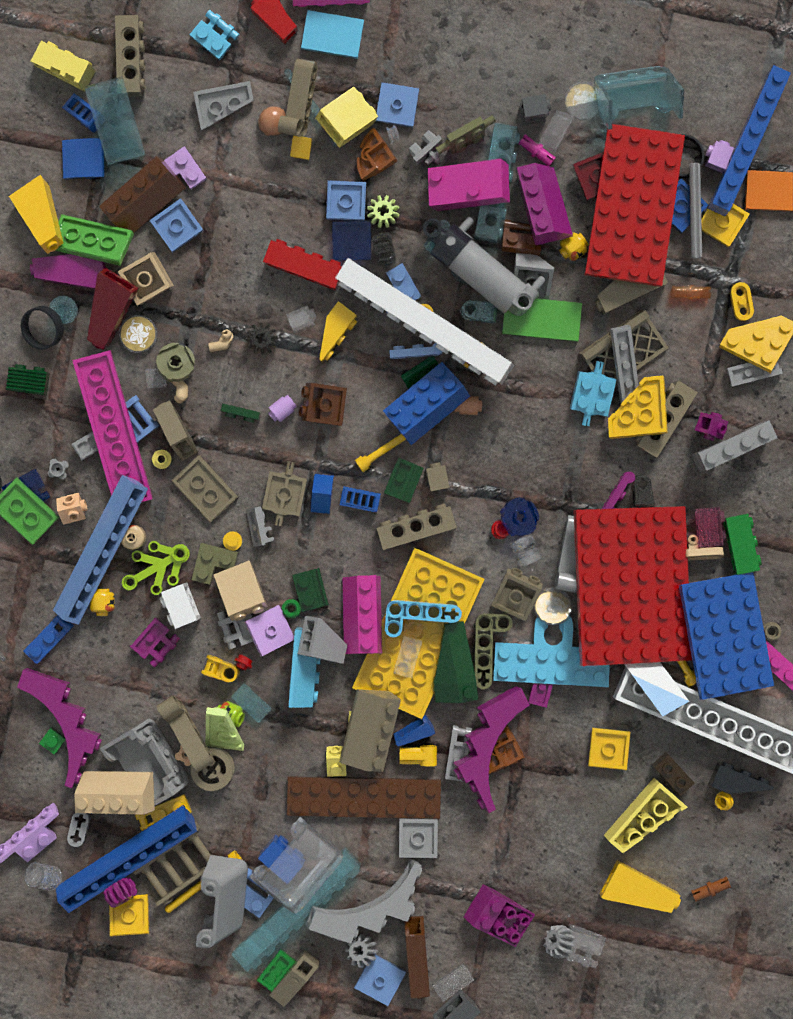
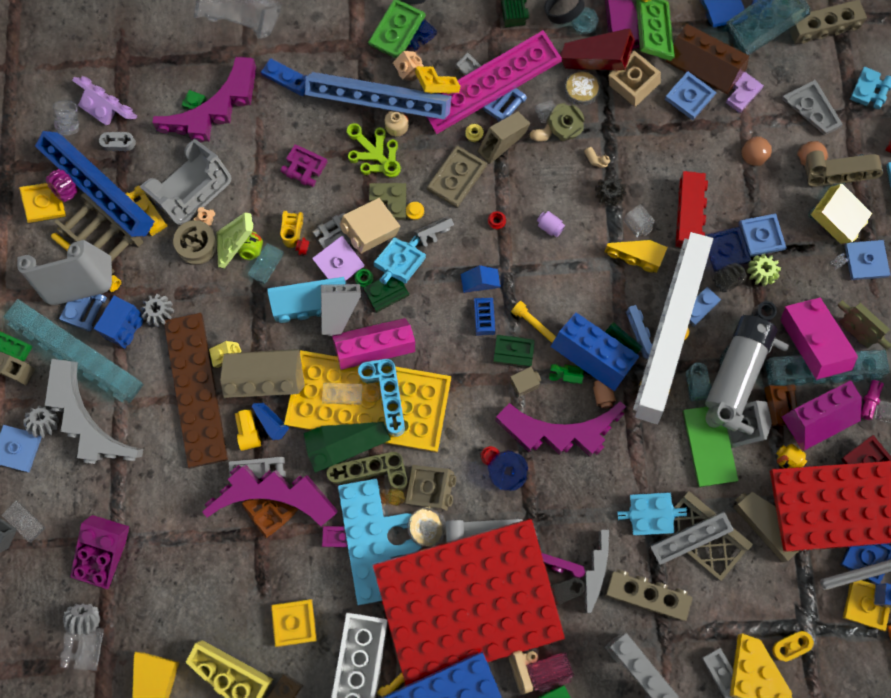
camera: 75 degrees right, 15 degrees down
(53, 466) = (441, 45): light grey plate -> none
(102, 602) = (330, 112): yellow head -> none
(104, 490) = (433, 83): none -> yellow plate
(115, 792) = (154, 159): tan slope -> none
(180, 605) = (343, 175): white brick -> none
(186, 732) = (225, 208): dark tan beam -> none
(232, 411) = (536, 181): dark green plate -> none
(254, 176) = (756, 151): none -> nougat hair
(268, 465) = (496, 215): none -> red plate
(270, 814) = (152, 305): none -> light grey gear
(283, 569) = (400, 260): none -> medium azure plate
(284, 493) = (471, 245): dark tan plate -> none
(299, 868) = (113, 337): clear windscreen -> none
(301, 147) = (797, 184): yellow slope -> none
(323, 404) = (565, 259): reddish brown plate -> none
(374, 155) = (813, 251): dark orange brick -> none
(417, 957) = (43, 477): reddish brown slope -> none
(418, 837) = (164, 450): light grey plate -> none
(420, 154) = (834, 296): light grey hips -> none
(439, 433) = (569, 373): none -> green plate
(446, 523) = (485, 400): dark tan brick -> none
(503, 433) = (586, 435): none -> magenta arch
(517, 629) = (395, 497): none -> clear yellow plate
(525, 550) = (476, 484): clear wheel -> none
(637, 463) = (594, 579): none -> light grey slope
(641, 411) = (649, 566): yellow plate -> none
(658, 686) = (369, 654): sticker -> none
(690, 292) = (784, 590): clear orange pin -> none
(711, 426) = (656, 645): magenta brick -> none

